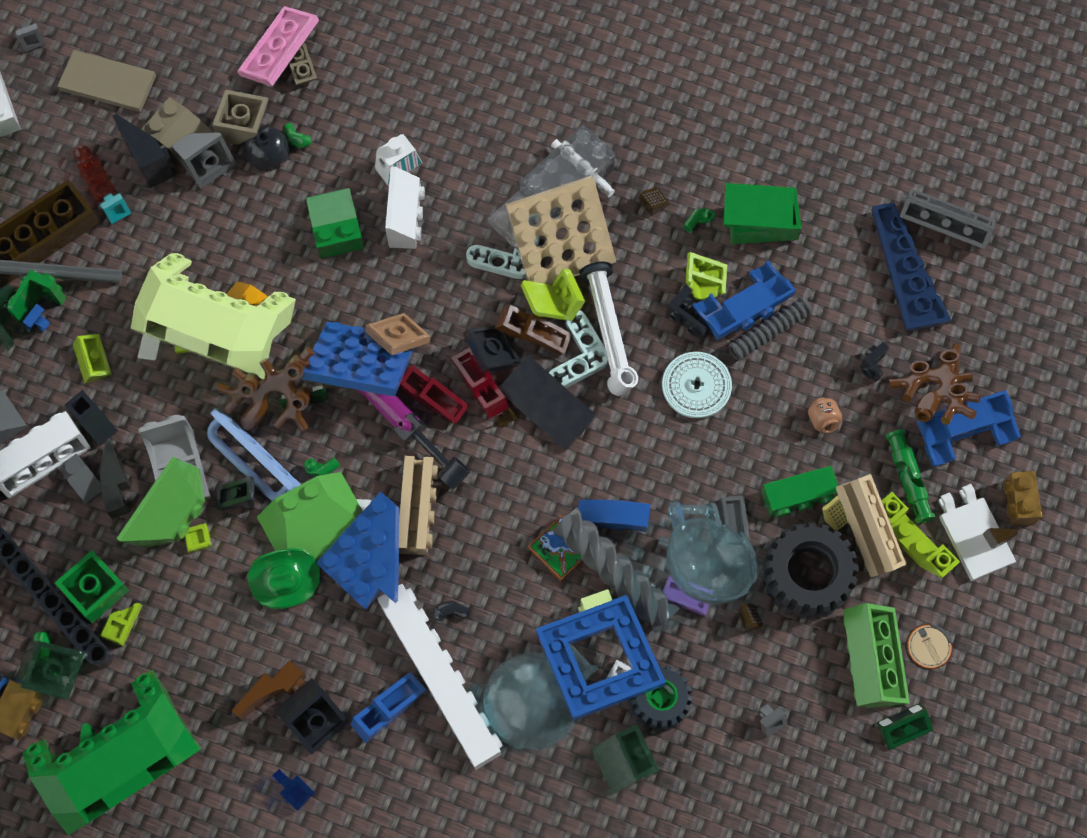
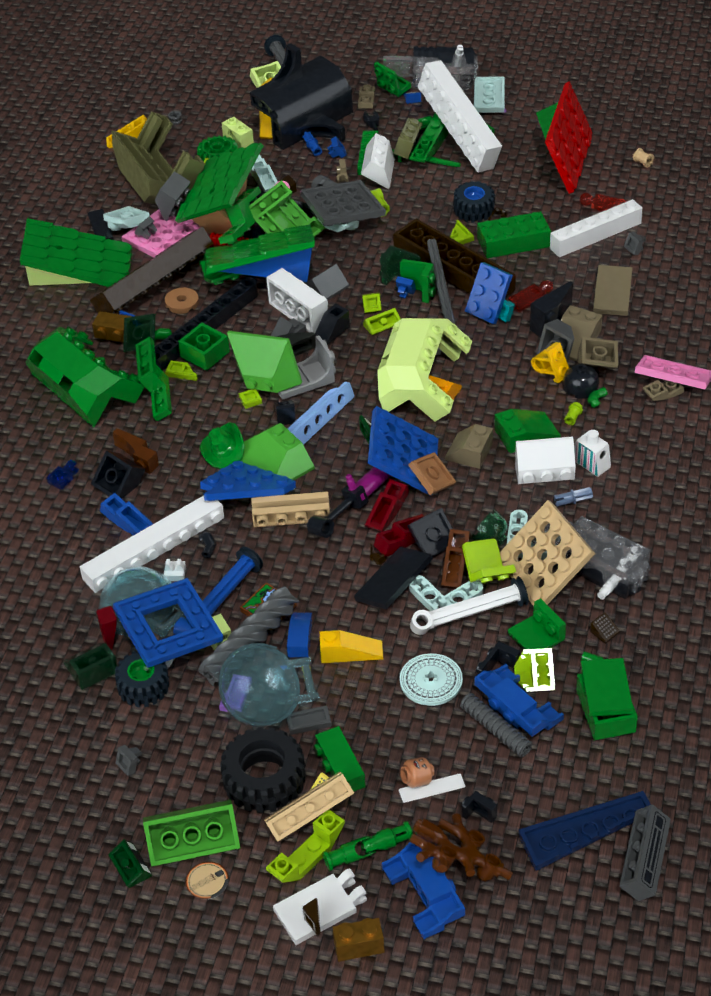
camera: 85 degrees right, 25 degrees down
(55, 364) = (371, 302): none -> lime tile
(95, 216) = (488, 293): none -> blue plate
(144, 657) = (153, 379): none -> green bracket
(230, 172) = (551, 362): none -> yellow pin
(275, 381) = (370, 398): reddish brown plant -> none
(316, 469) = (314, 451): green arm -> none
(318, 166) = (575, 410): none -> lime pin
(350, 287) = (471, 446): none -> dark tan slope
(455, 193) = (573, 496): none -> sand blue axle
(486, 653) = (175, 570): none -> white tile
(497, 287) = (492, 527): none -> clear green cylinder
(537, 597) = (247, 561): none -> blue piece
(583, 731) = (107, 623): none -> dark red slope
(643, 464) = (347, 647): none -> yellow slope
(650, 264) = (540, 630): none -> green bracket
(749, 617) = (219, 736): dark brown slope -> none
(833, 390) = (435, 787): none -> white sticker

